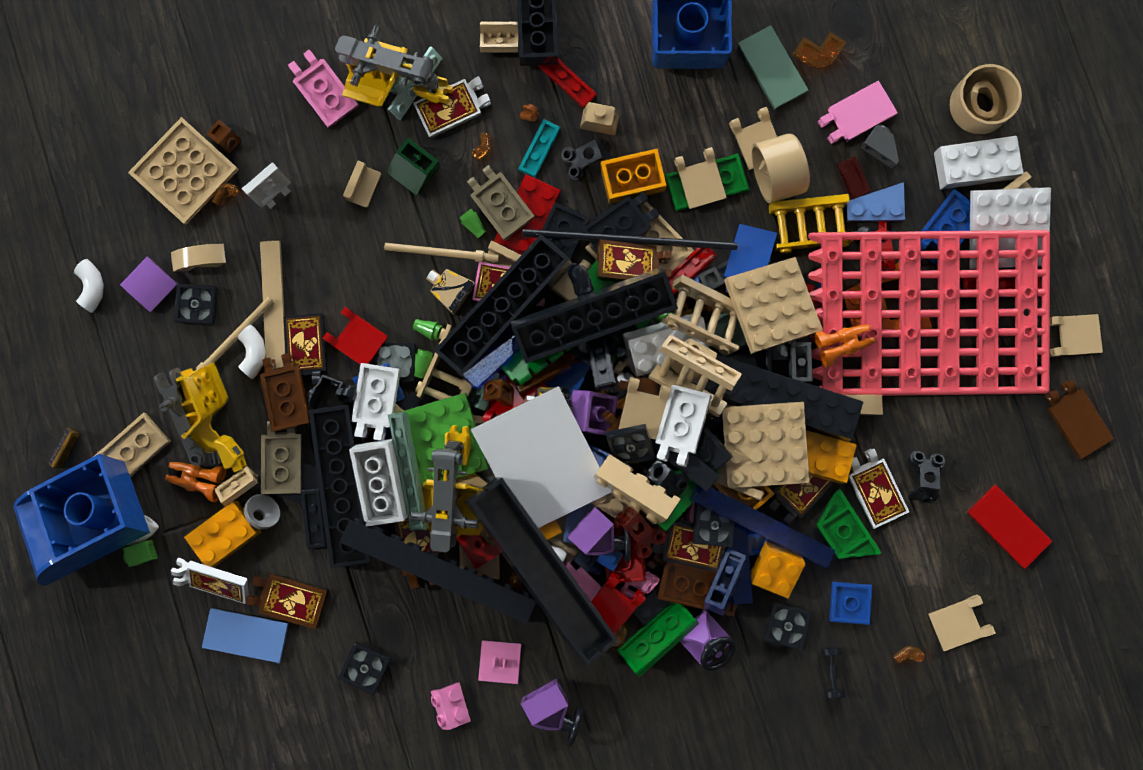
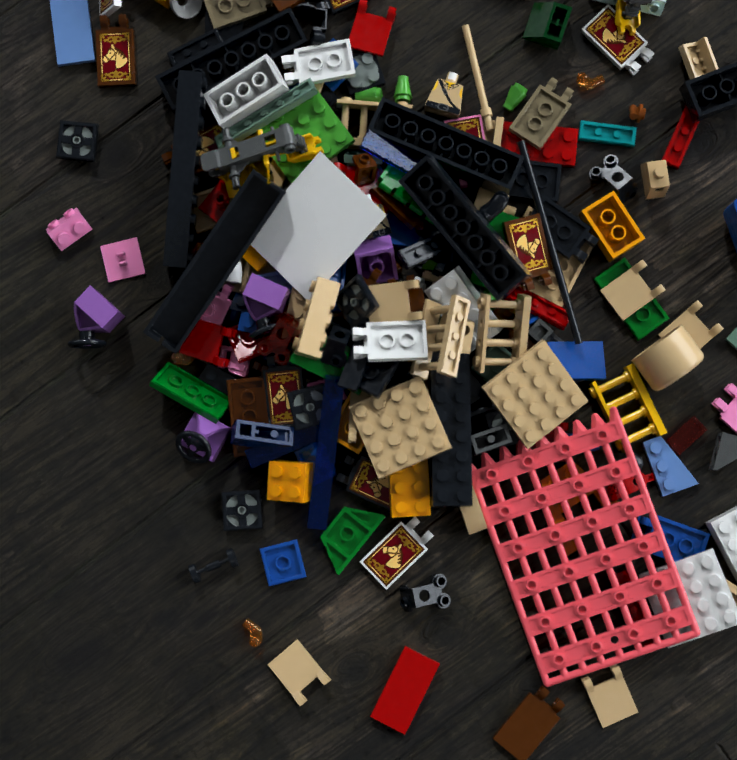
camera: 75 degrees right, 0 degrees up
(850, 343) = (522, 479): orange piece -> none

